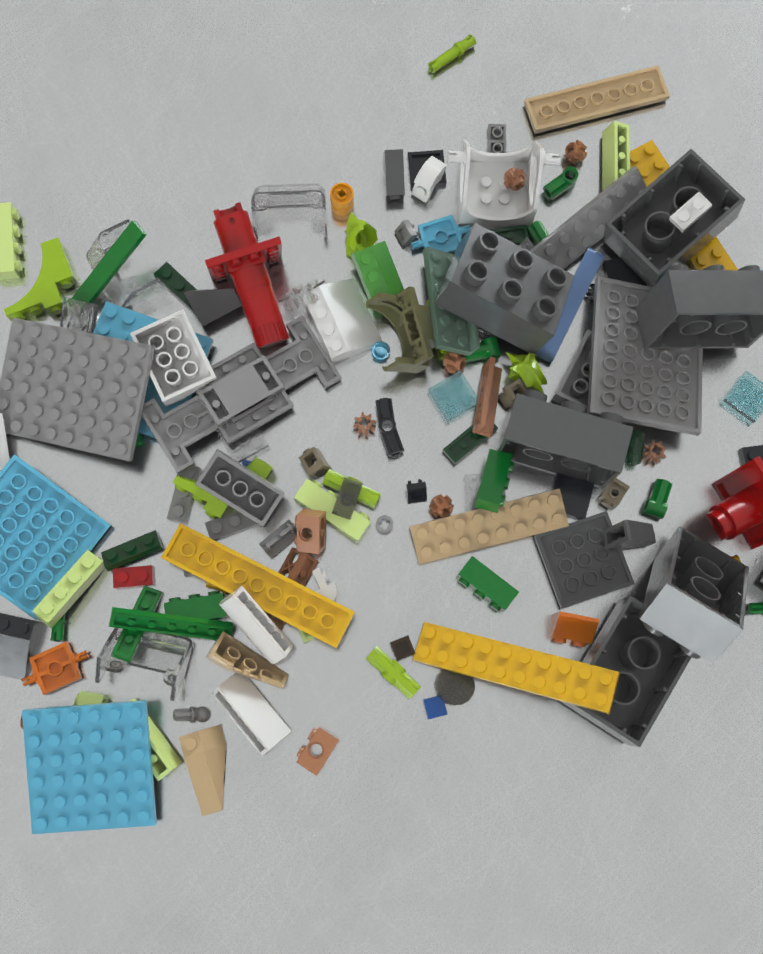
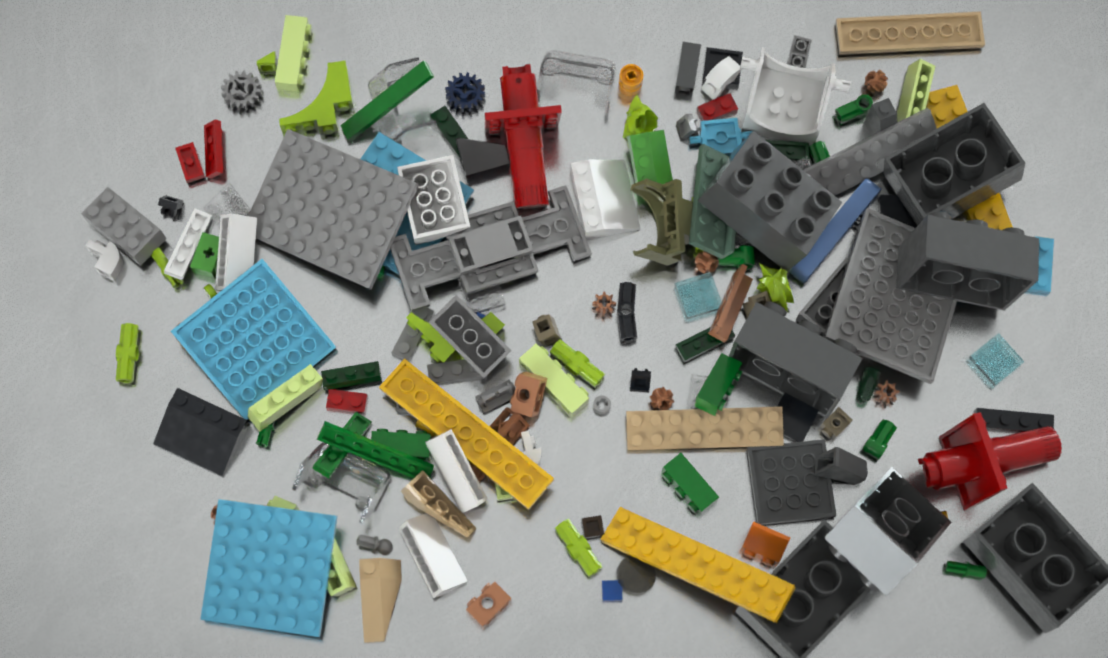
camera: 15 degrees right, 5 degrees down
(55, 668) = (254, 470): orange plate -> none
(79, 315) = (350, 139): clear plate -> none
(189, 249) = (471, 97): none -> dark blue gear
(300, 296) = (568, 166): clear hinge -> none
(347, 498) = (571, 370): clear smoke plate -> none
(380, 350) = (636, 235): medium azure plate -> none
(431, 209) = (717, 108): none -> red plate
(514, 179) = (806, 95): nougat gear -> none
(590, 185) = (880, 116): none -> dark grey slope
(690, 212) = (969, 164): white plate -> none

